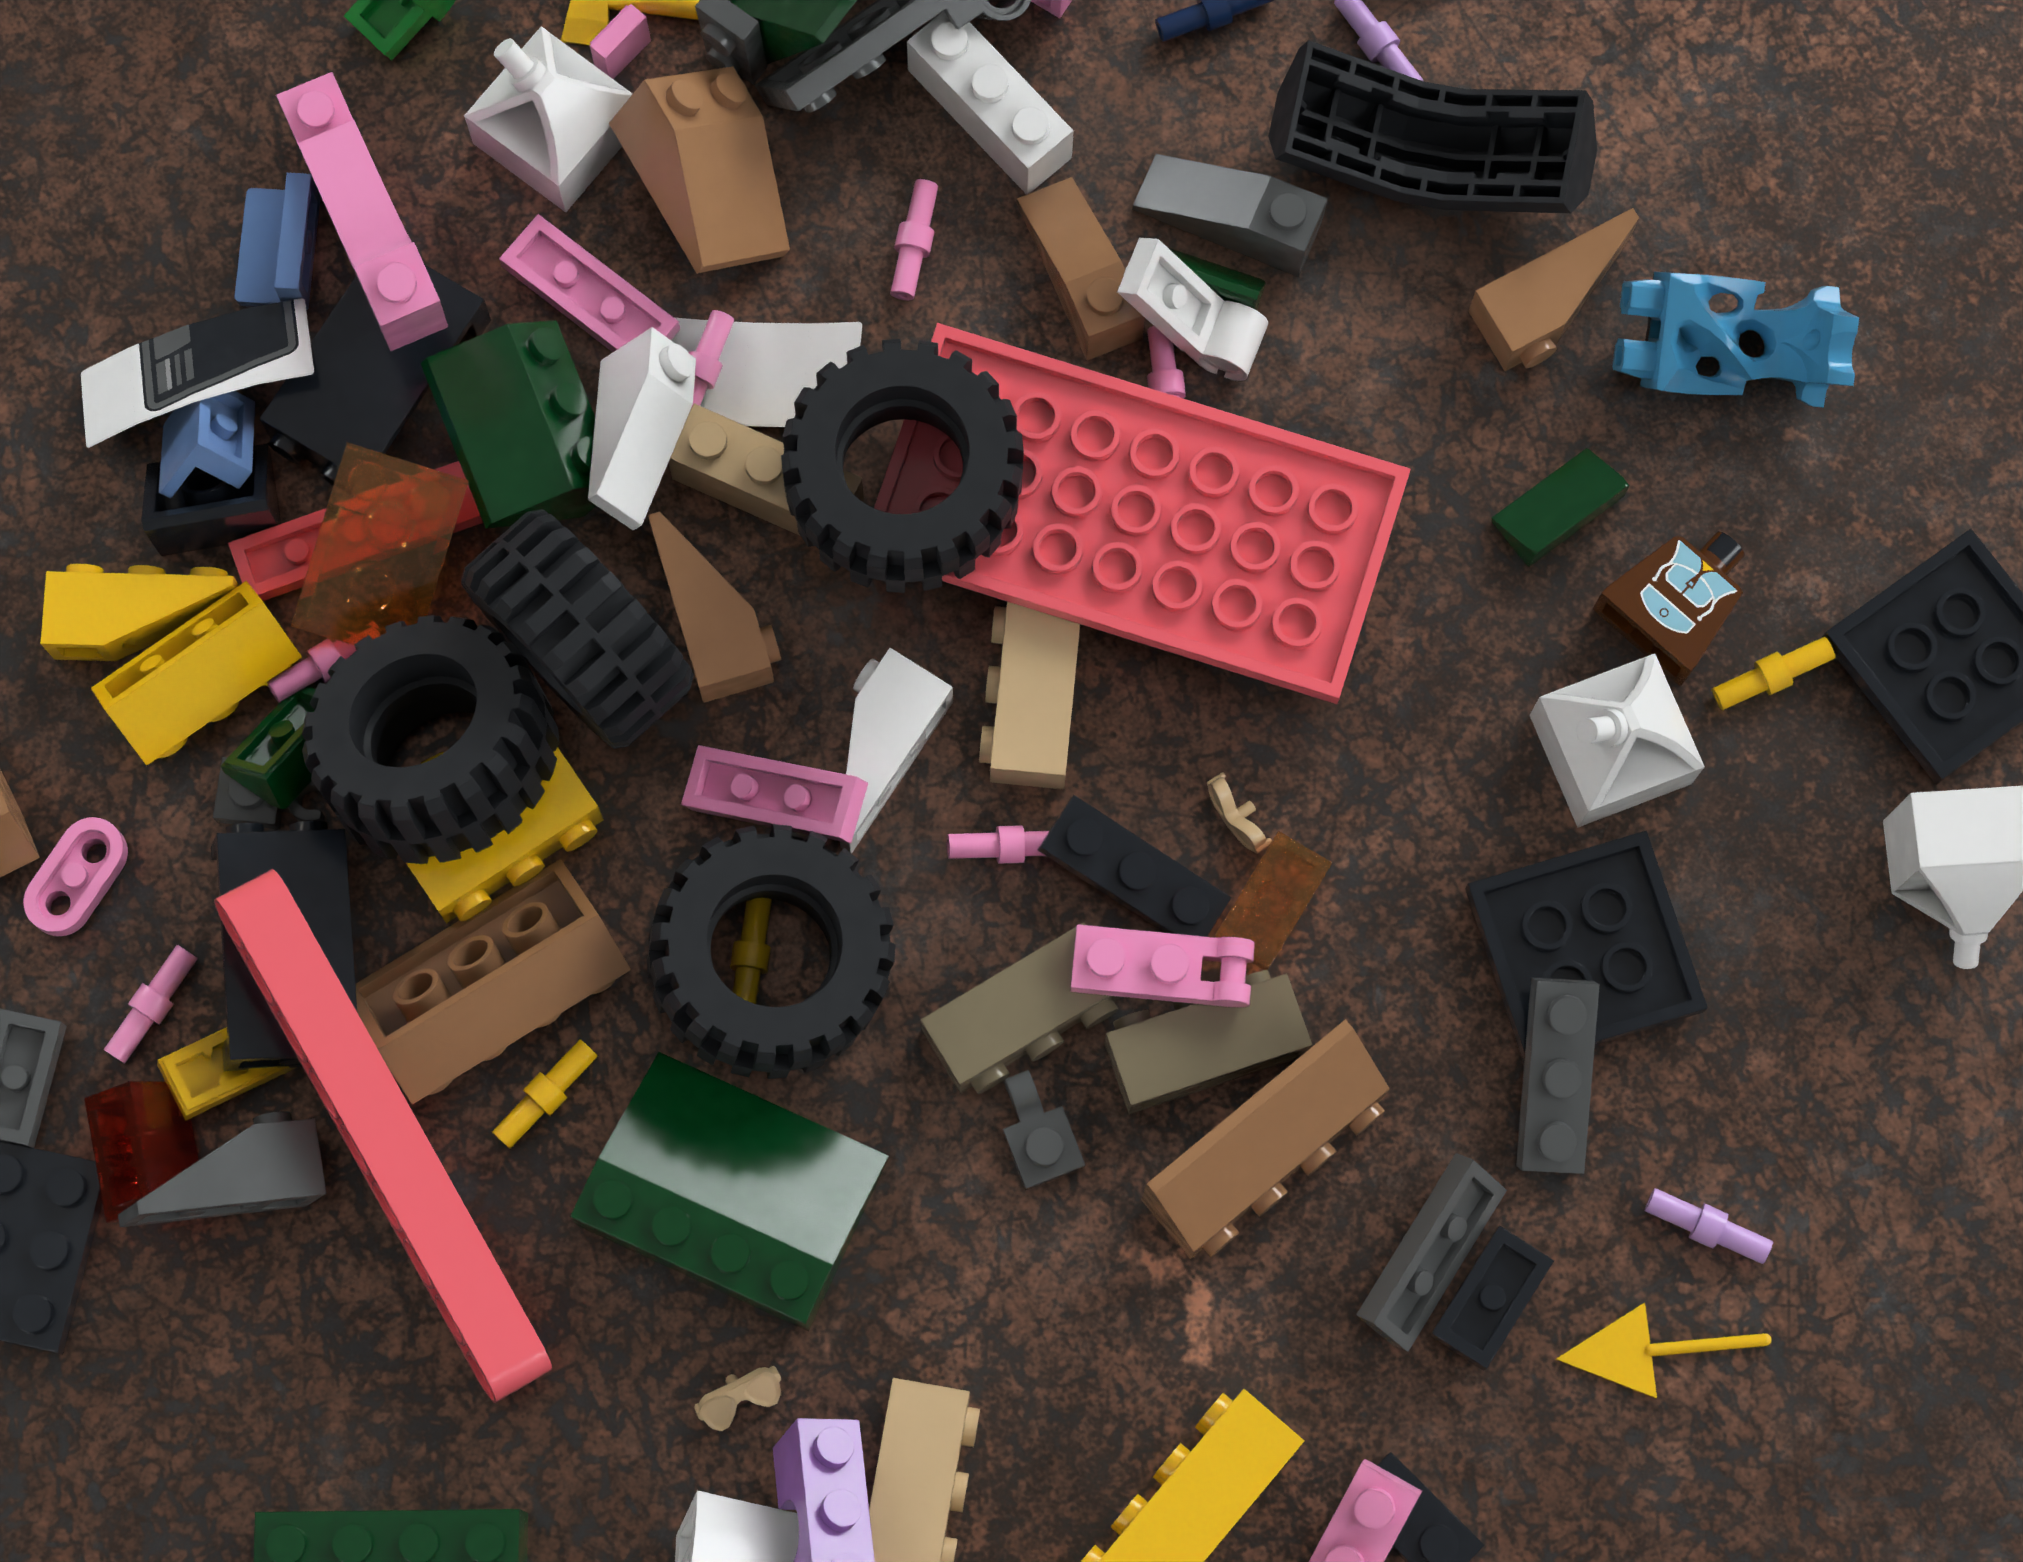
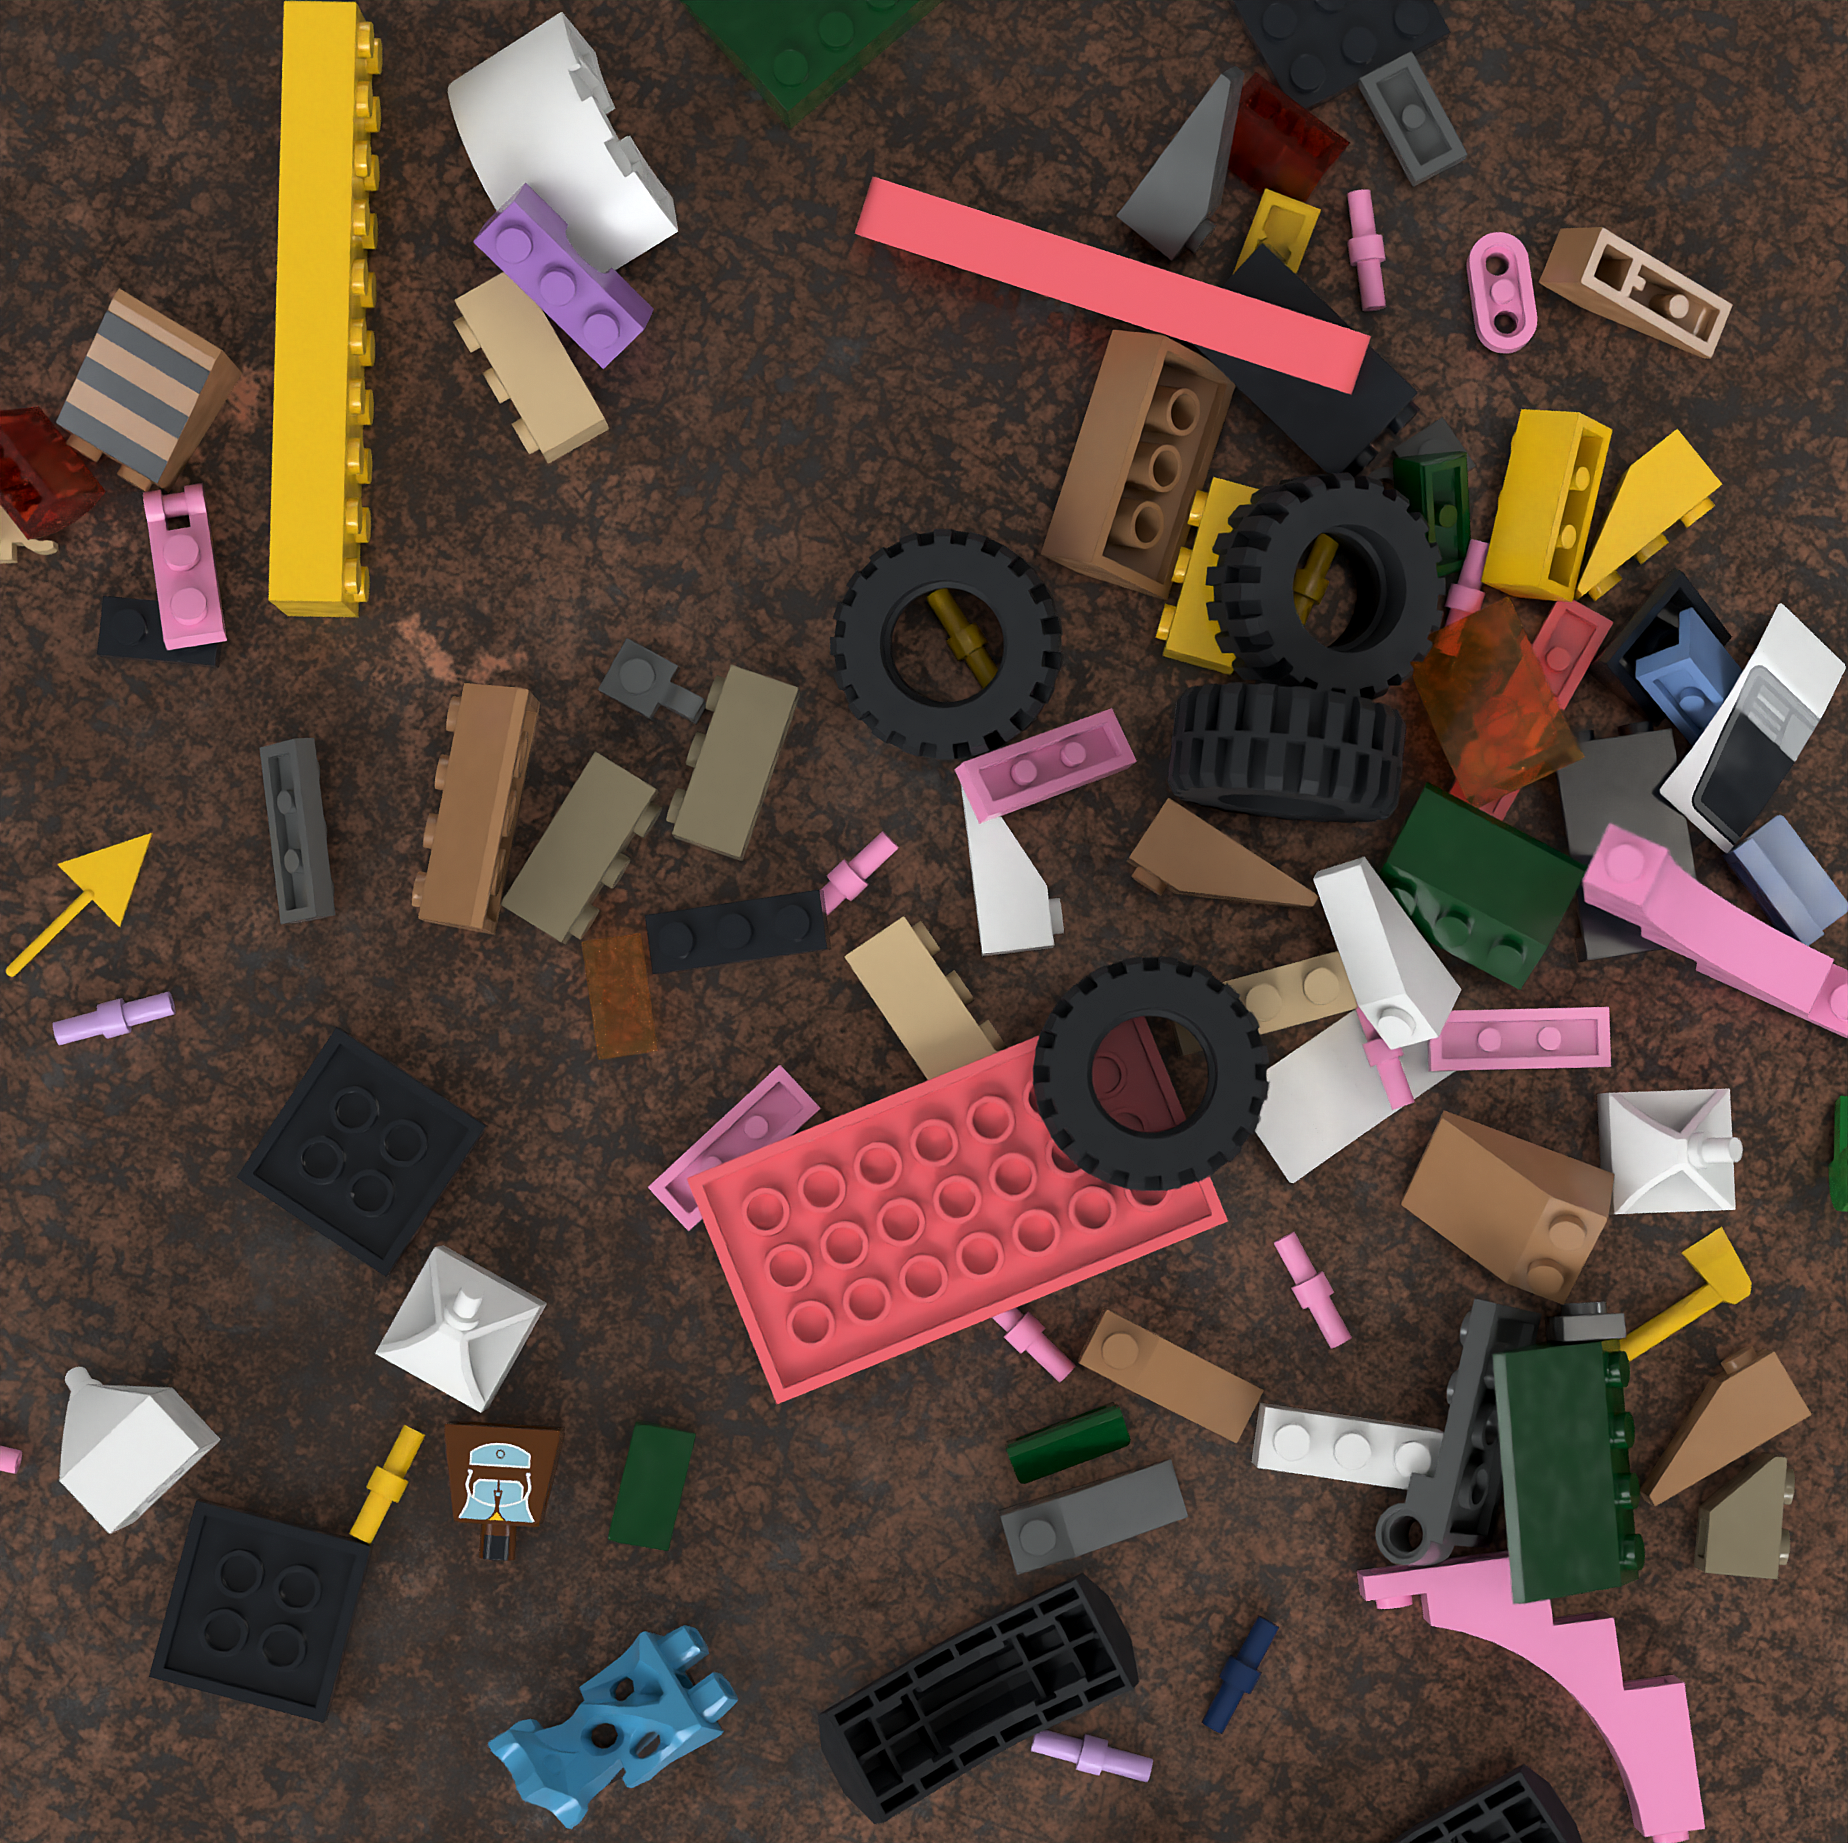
camera: 145 degrees right, 10 degrees up
(544, 1094) = (1028, 420): yellow bar -> none
(620, 41) = (1671, 1257): bright pink tile -> none
(720, 1405) = (701, 341): tan piece -> none
(730, 1190) = (836, 460): dark green slope -> none
(1160, 966) = (655, 867): bright pink plate -> none
(1190, 312) = (1047, 1397): white plate -> none
(1234, 817) = (701, 1040): tan piece -> none
(1257, 711) = (762, 1117): none -> bright pink plate
(1491, 1298) = (229, 834): black plate -> none
(1536, 303) = (791, 1643): medium nougat slope -> none
(1557, 1075) = (306, 1034): dark grey plate -> none

